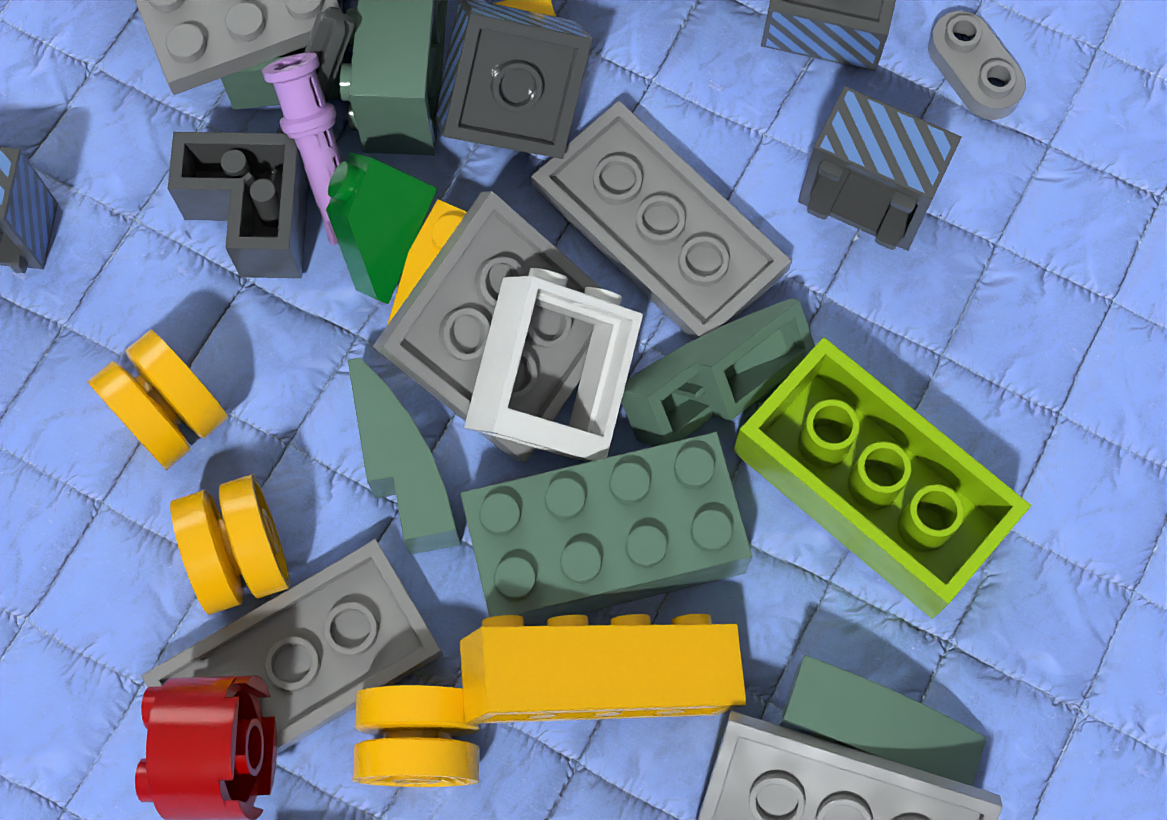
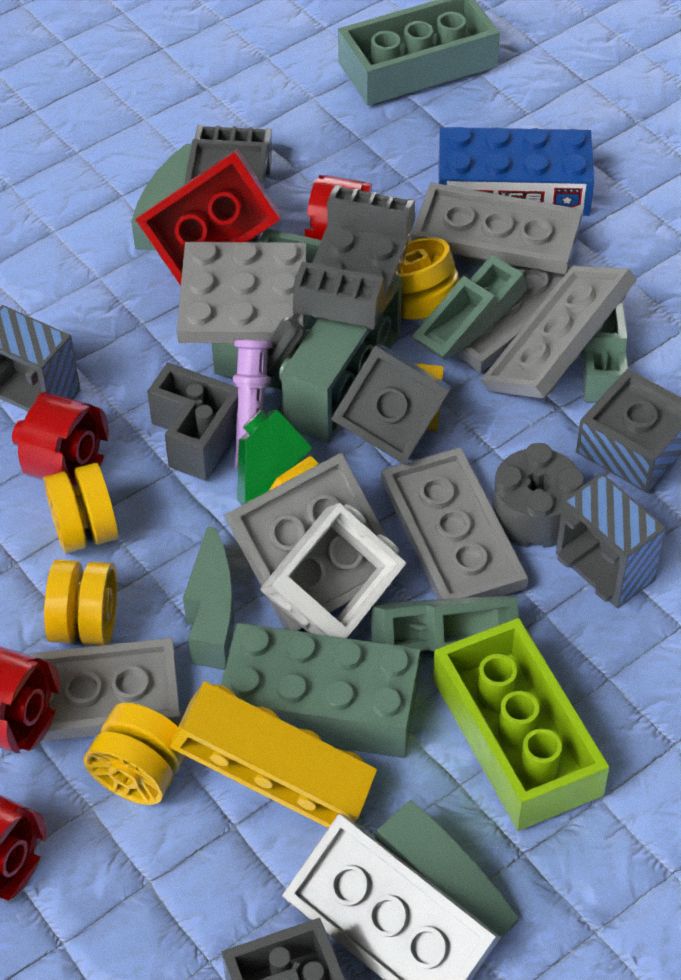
camera: 25 degrees right, 20 degrees down
(76, 304) = (59, 436): none -> red brick
(752, 134) = (531, 494): none -> dark grey brick

